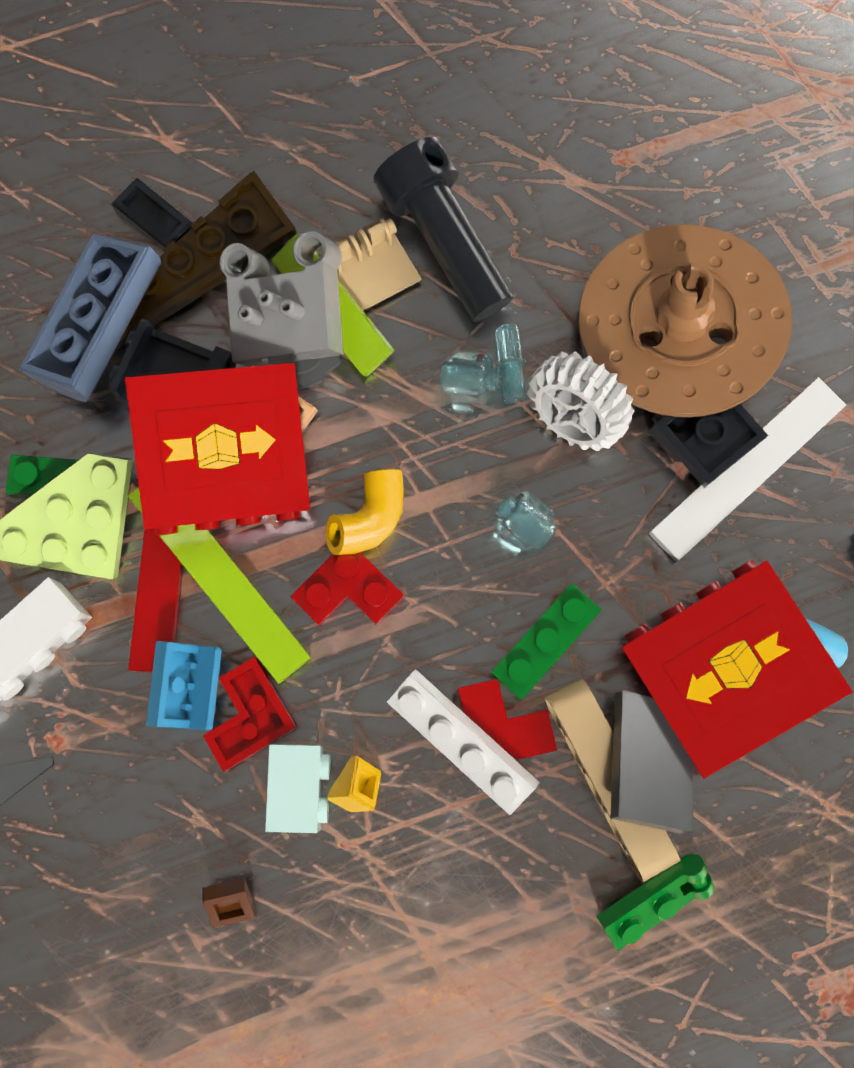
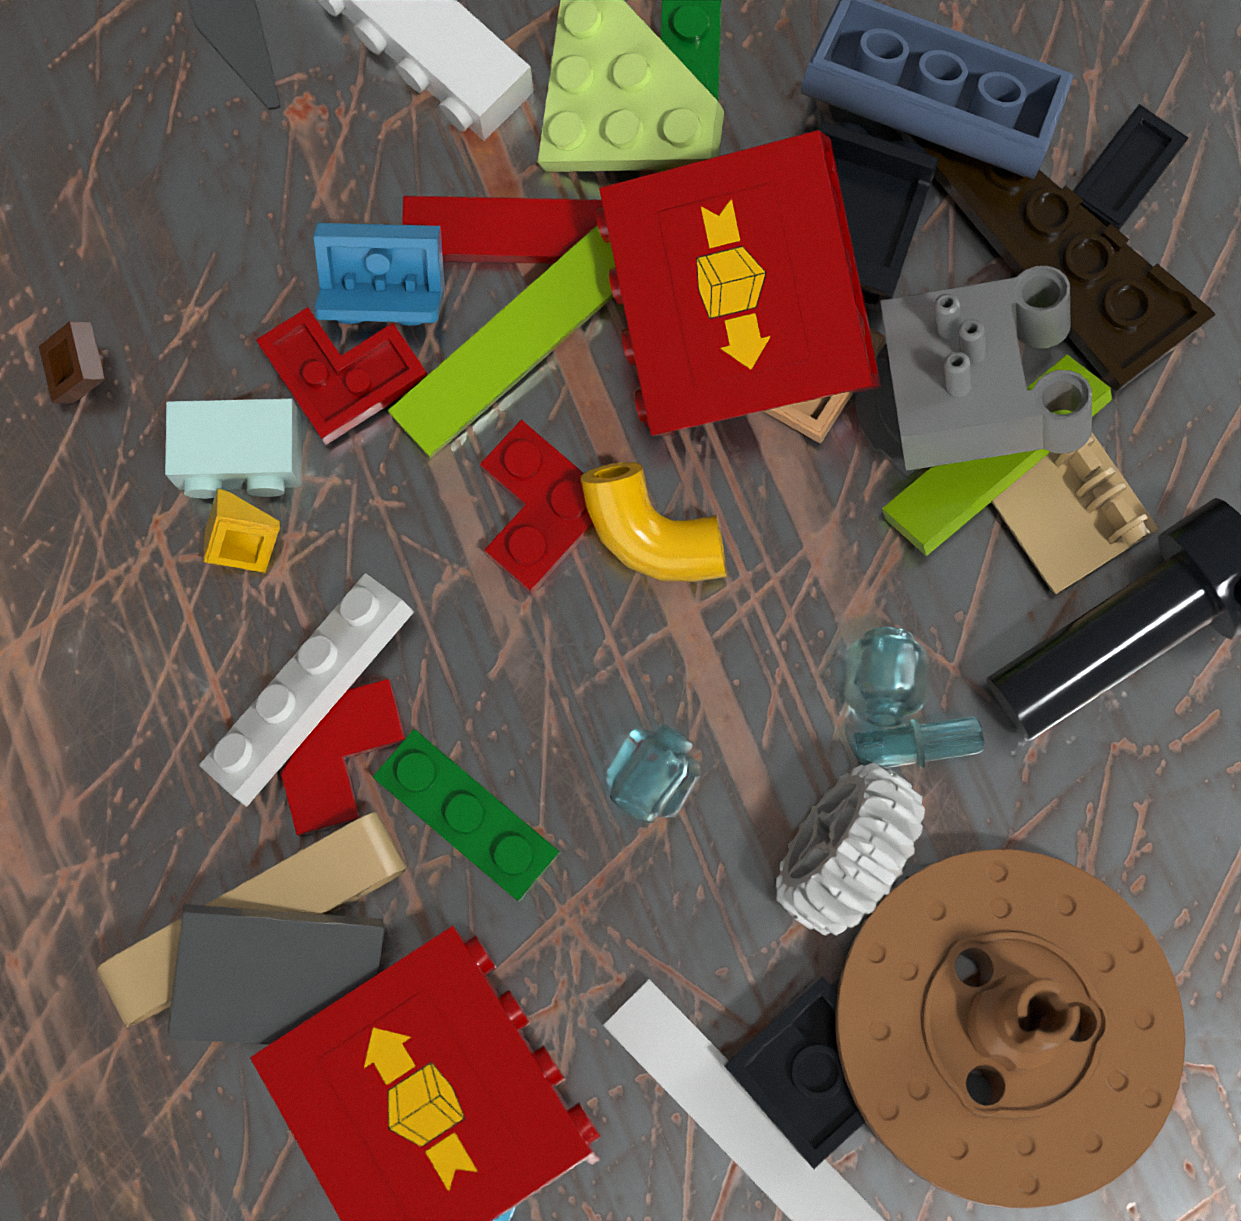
camera: 90 degrees right, 0 degrees up
(656, 900) = (71, 990): green plate -> none

